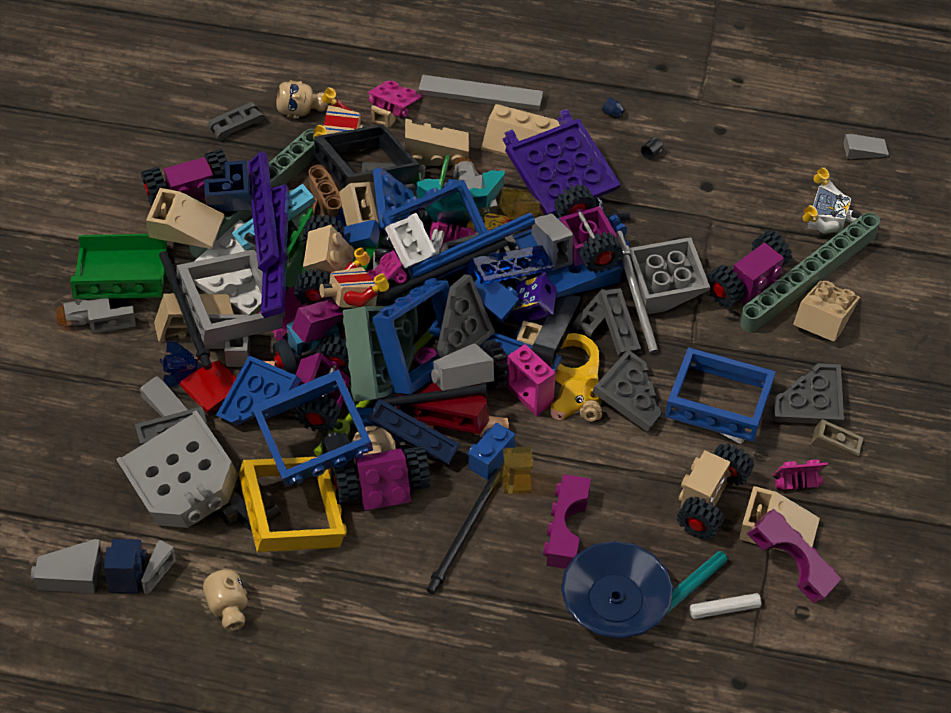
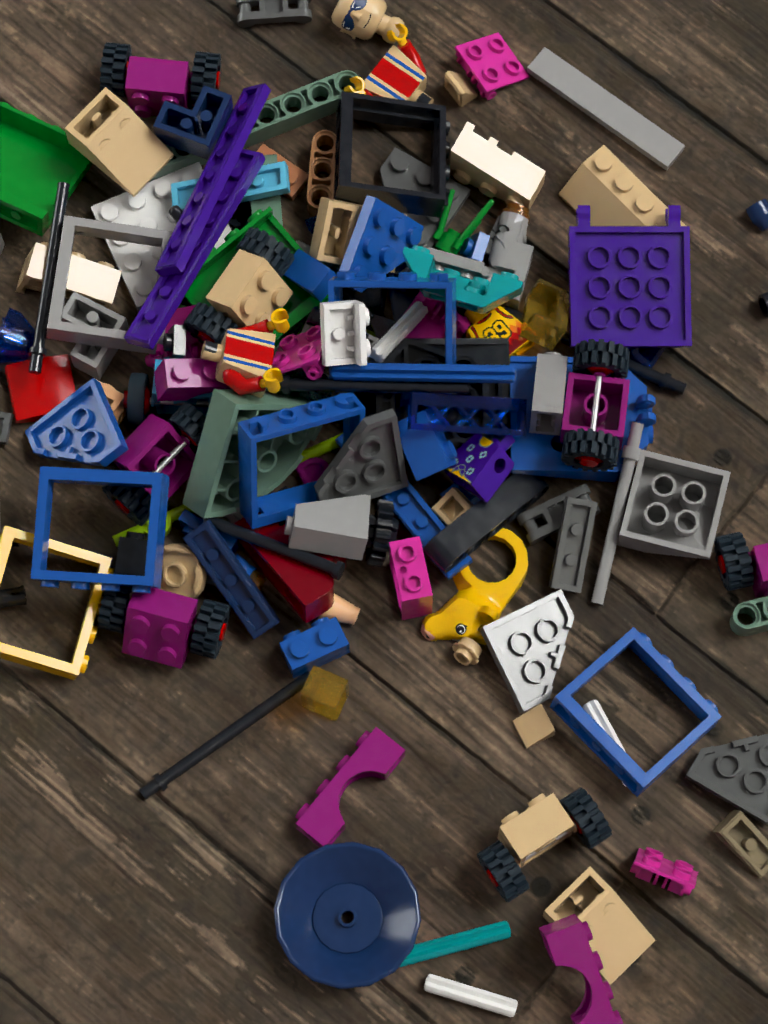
camera: 30 degrees right, 20 degrees up
(292, 305) = (175, 341): none -> plate
(662, 434) = (534, 726): none -> tan slope

